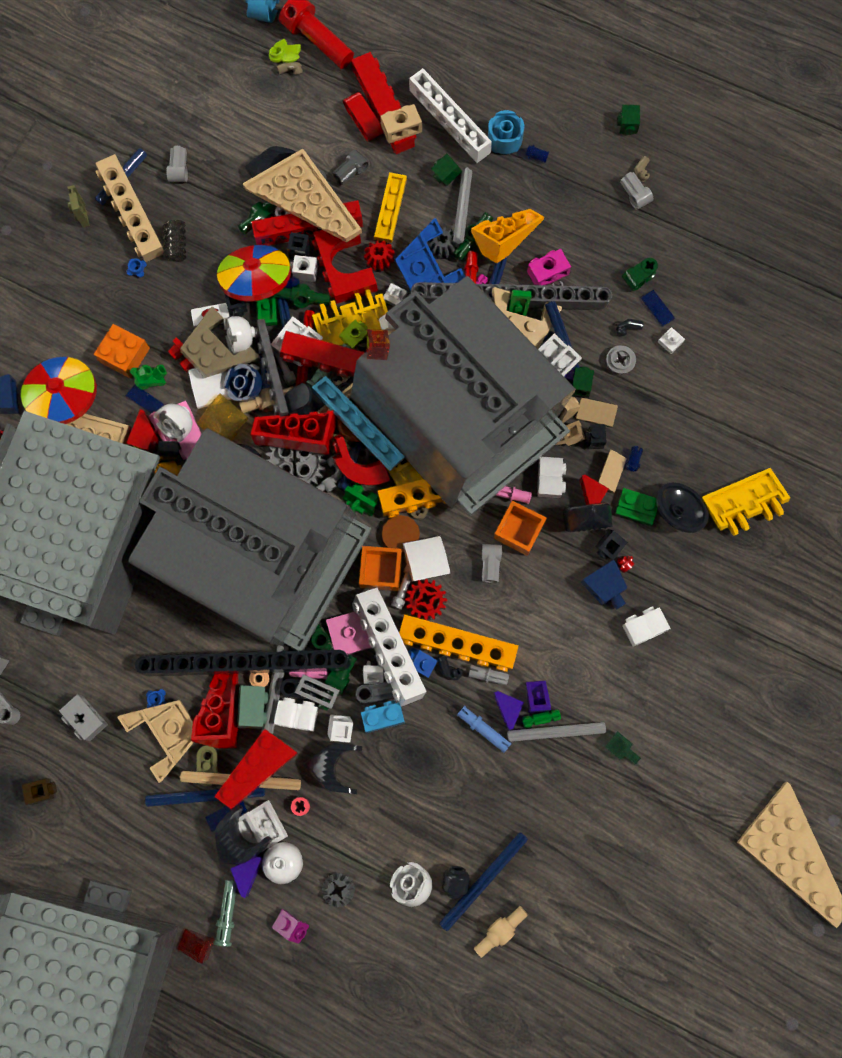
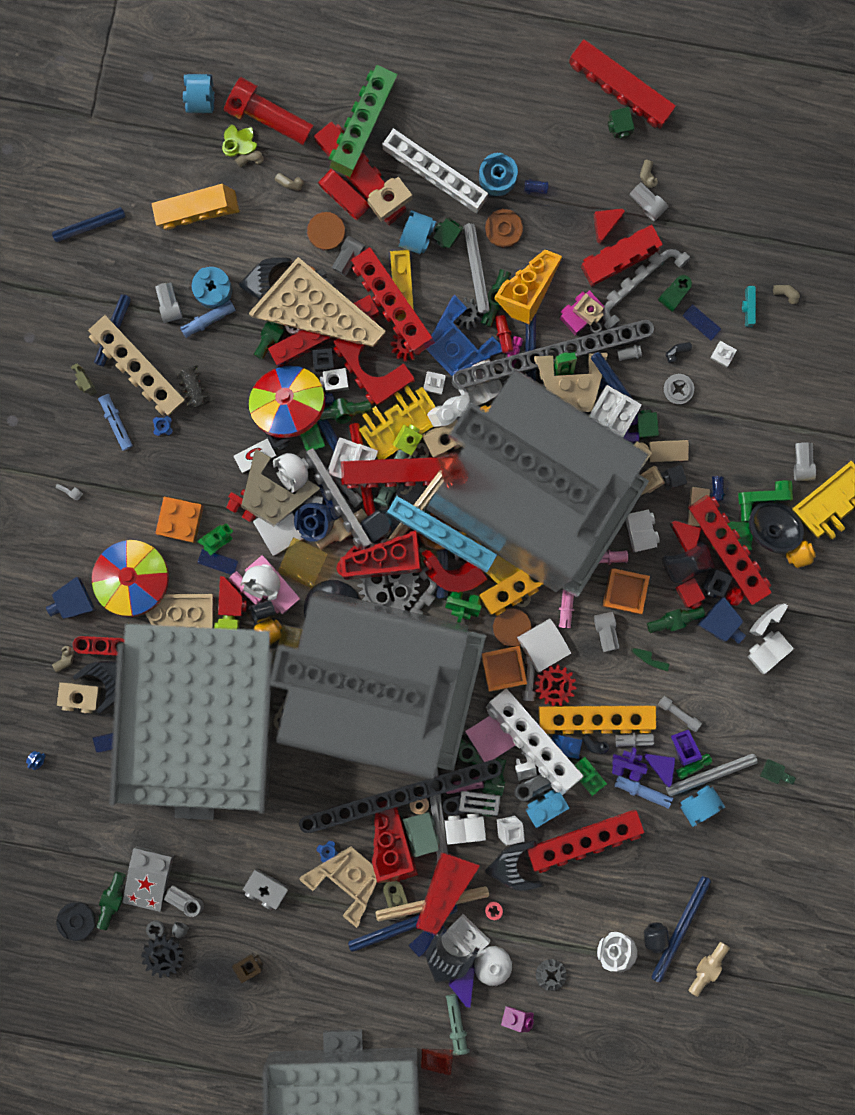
camera: 20 degrees left, 10 degrees up
(37, 304) = (75, 493): none -> light grey hand
(93, 237) = (124, 442): none -> medium blue pin
(130, 86) = (88, 224): none -> dark blue axle
(207, 188) = (207, 319): none -> medium blue pin
(220, 161) = (216, 297): none -> dark azure brick
(229, 91) = (195, 206): none -> light orange wedge
(315, 94) = (287, 183): none -> dark tan arm
(337, 143) = (326, 231): none -> dark orange tile
(360, 758) = (633, 832): none -> red brick
(377, 211) = (368, 260): none -> red brick
(397, 56) = (384, 81): none -> green brick
(417, 160) = (416, 231): none -> dark azure brick
(434, 698) = (591, 779): none -> green hips
(458, 530) = (566, 609): none -> bright pink axle
(468, 693) = (637, 768): none -> dark purple hips
(498, 181) = (503, 228): none -> dark orange tile
(521, 597) = (645, 656): none -> dark green slope
(529, 649) = (666, 704): none -> light grey bar
(538, 758) = (702, 806): none -> dark azure brick
(553, 268) = (581, 310): none -> tan brick
(561, 570) = (676, 619): none -> dark green pin
(582, 548) = (690, 593): none -> red brick
(584, 316) = (629, 353): none -> light grey pin
(593, 197) = (605, 222): none -> red slope
(600, 228) = (621, 256): none -> red wedge
(614, 251) = (642, 273): none -> light grey bar
(623, 467) = (752, 592): none -> red brick
(639, 88) = (622, 84): none -> red brick
(653, 591) = (772, 615): none -> white slope
(695, 479) = (782, 492): none -> green beam
(700, 541) = (802, 555): none -> light orange head
(706, 303) = (749, 306): none -> teal plate
(723, 460) = (804, 468): none -> light grey piece
(746, 300) = (787, 290): none -> dark tan arm

